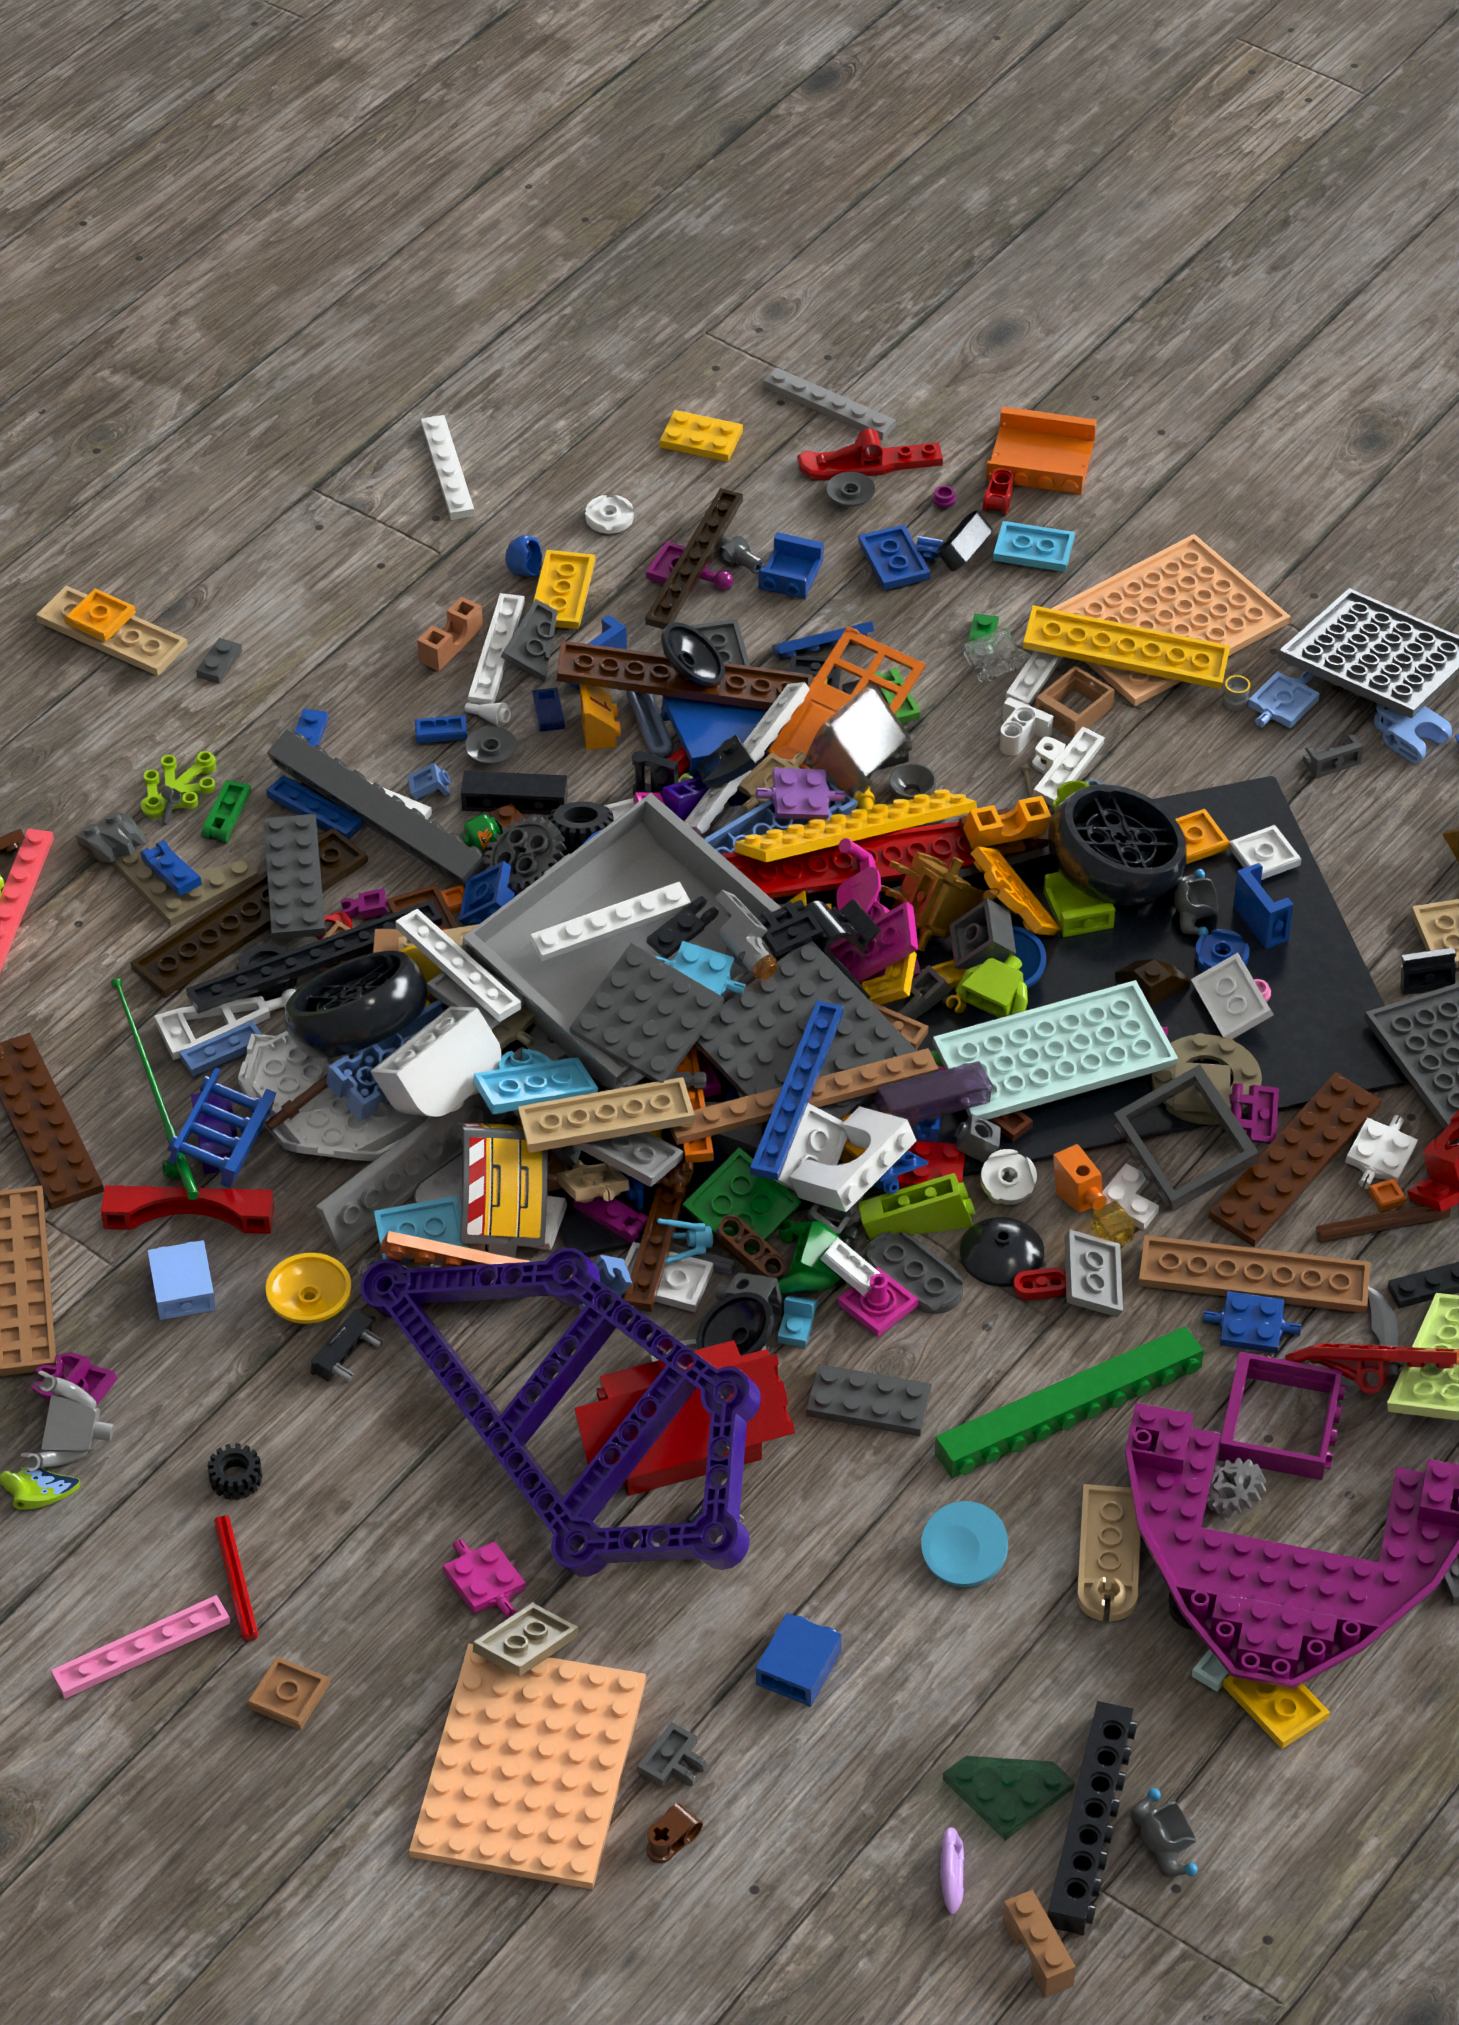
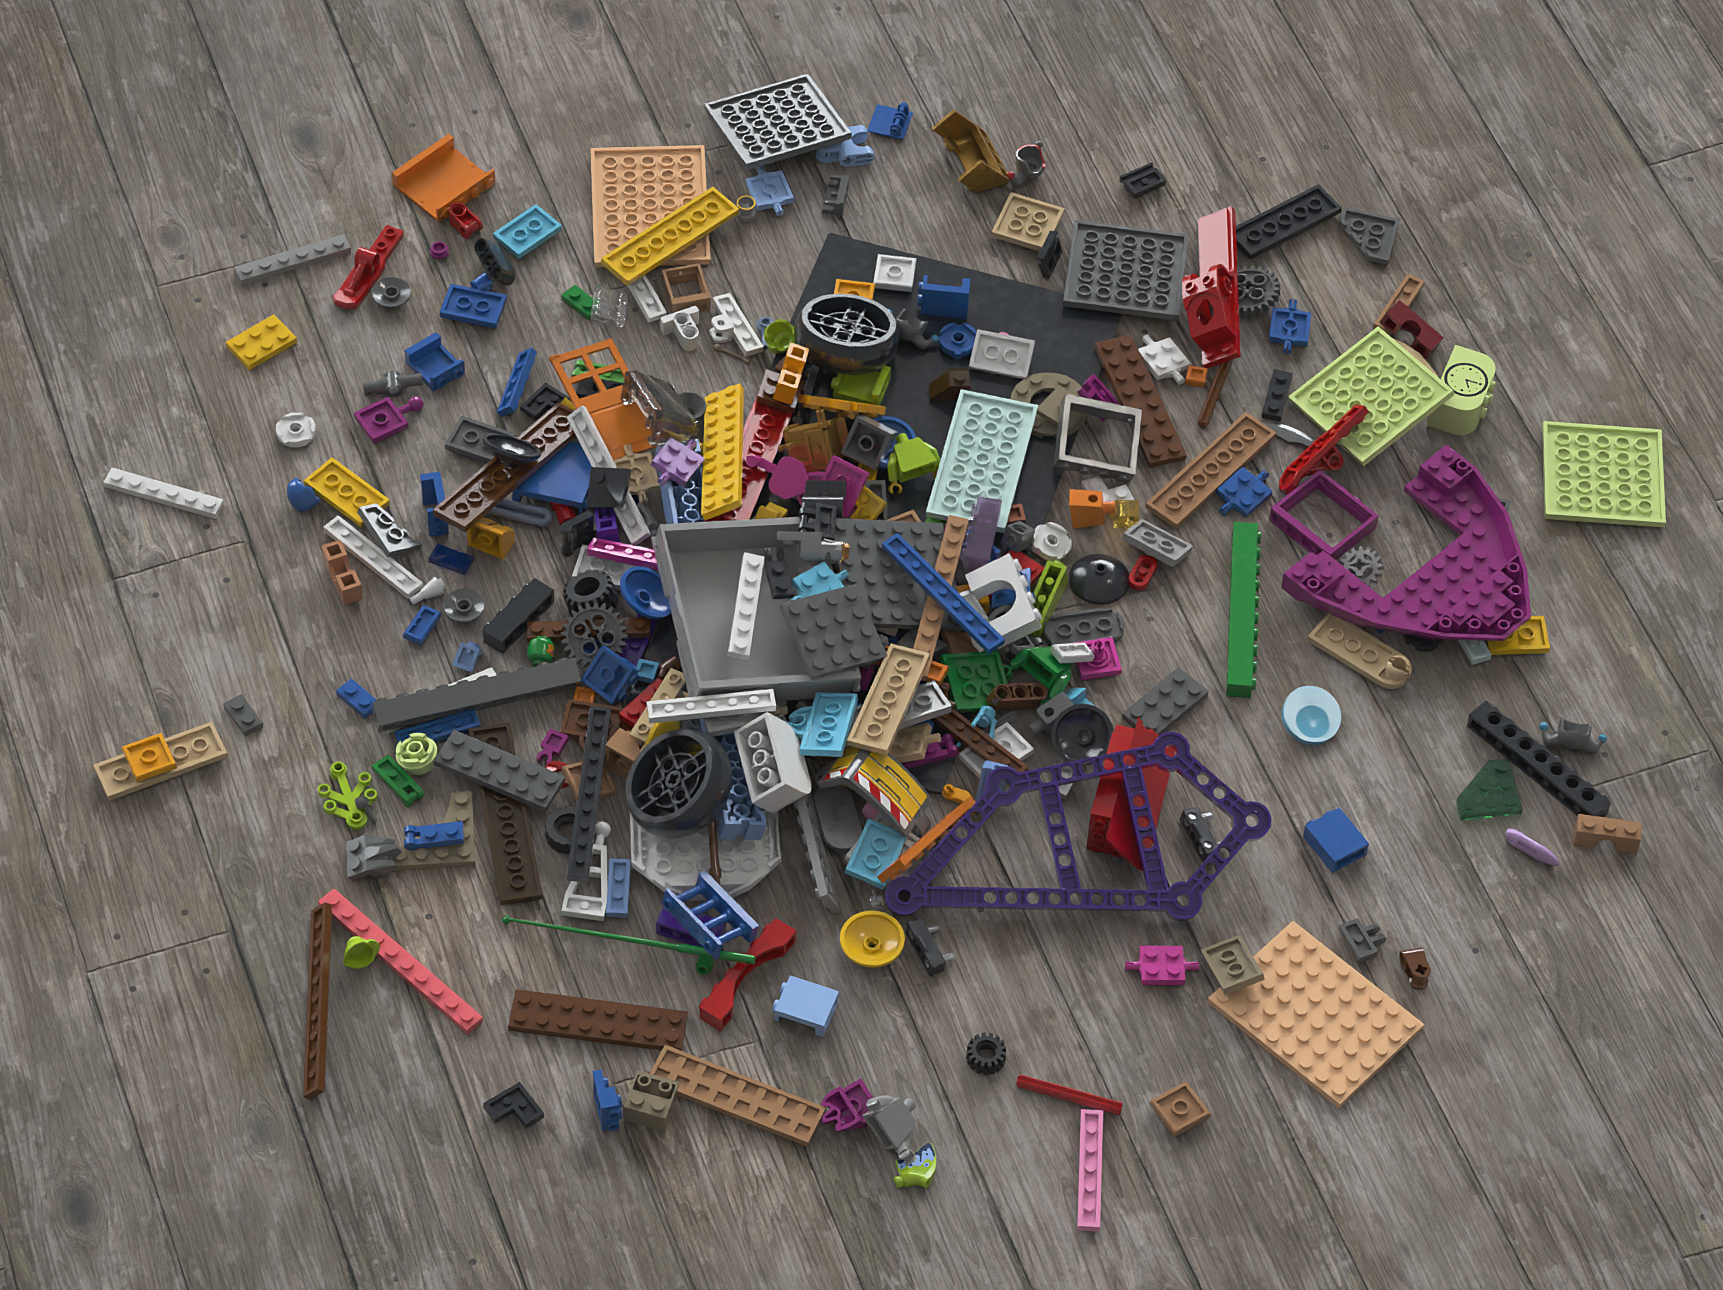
camera: 60 degrees left, 5 degrees up
(261, 801) = (416, 754): none -> yellowish green cone
(694, 558) = (391, 406): dark brown plate -> none

